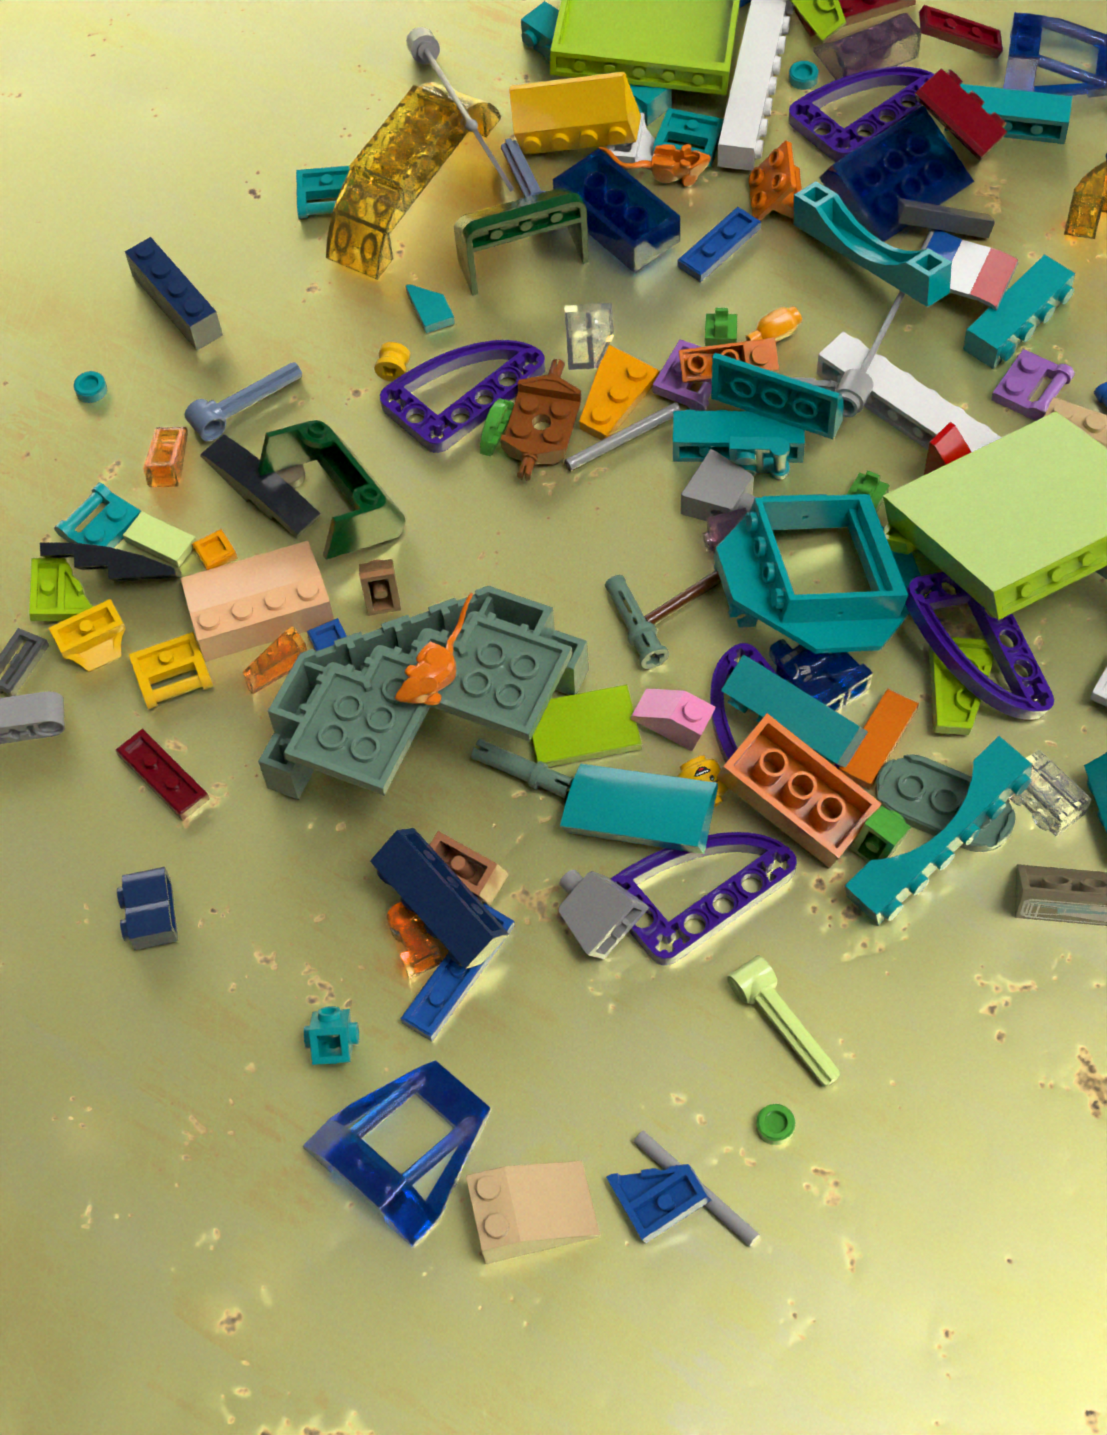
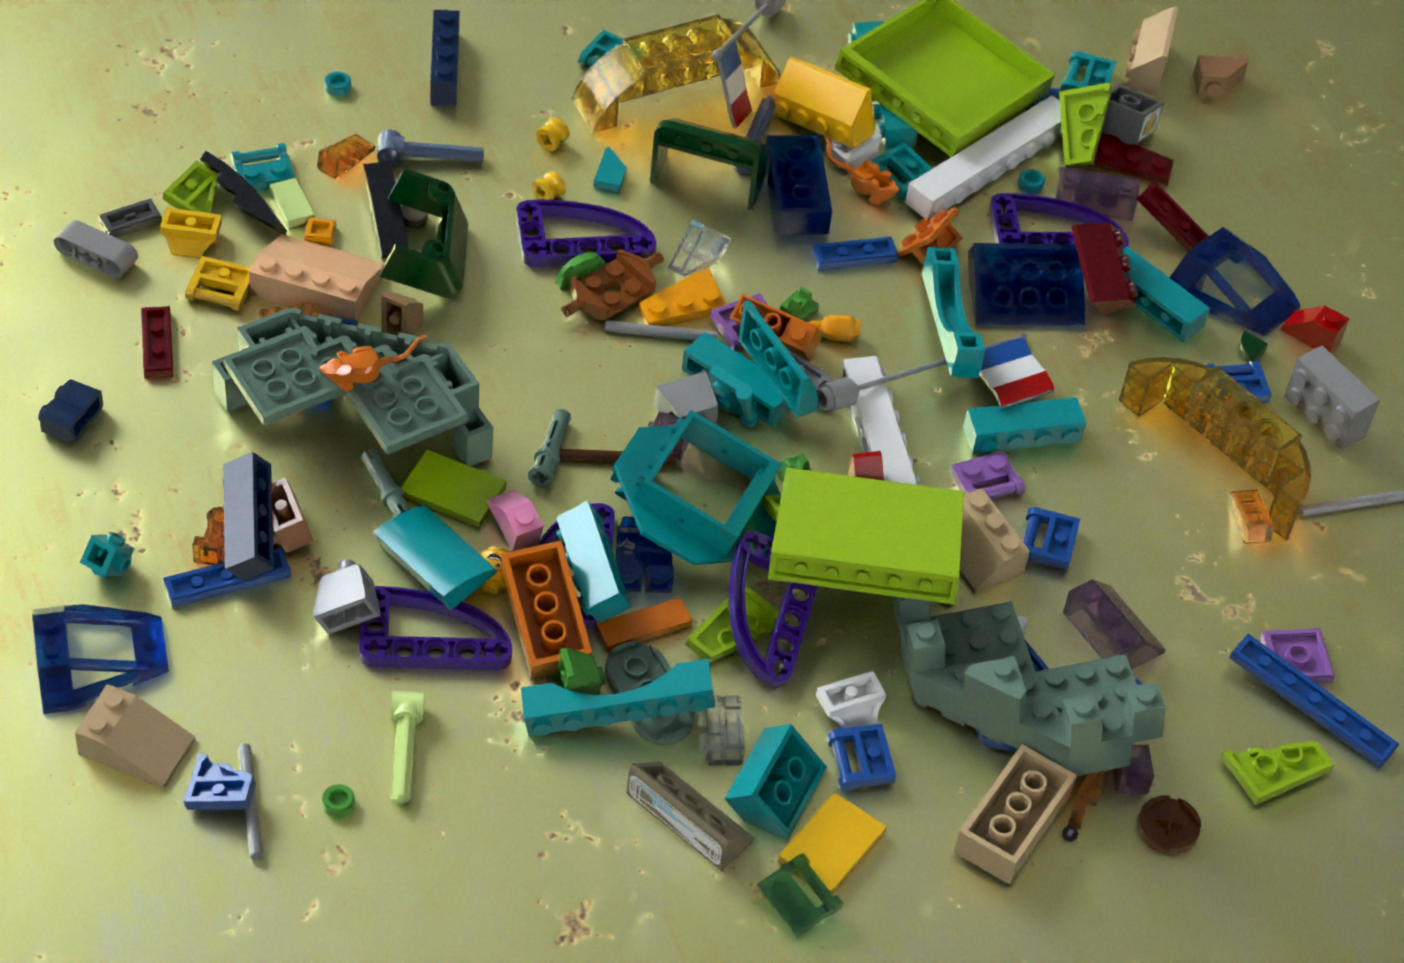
camera: 25 degrees right, 10 degrees down
(345, 305) = (552, 134): none -> yellow wheel
(945, 218) = (1033, 332): dark grey slope -> none

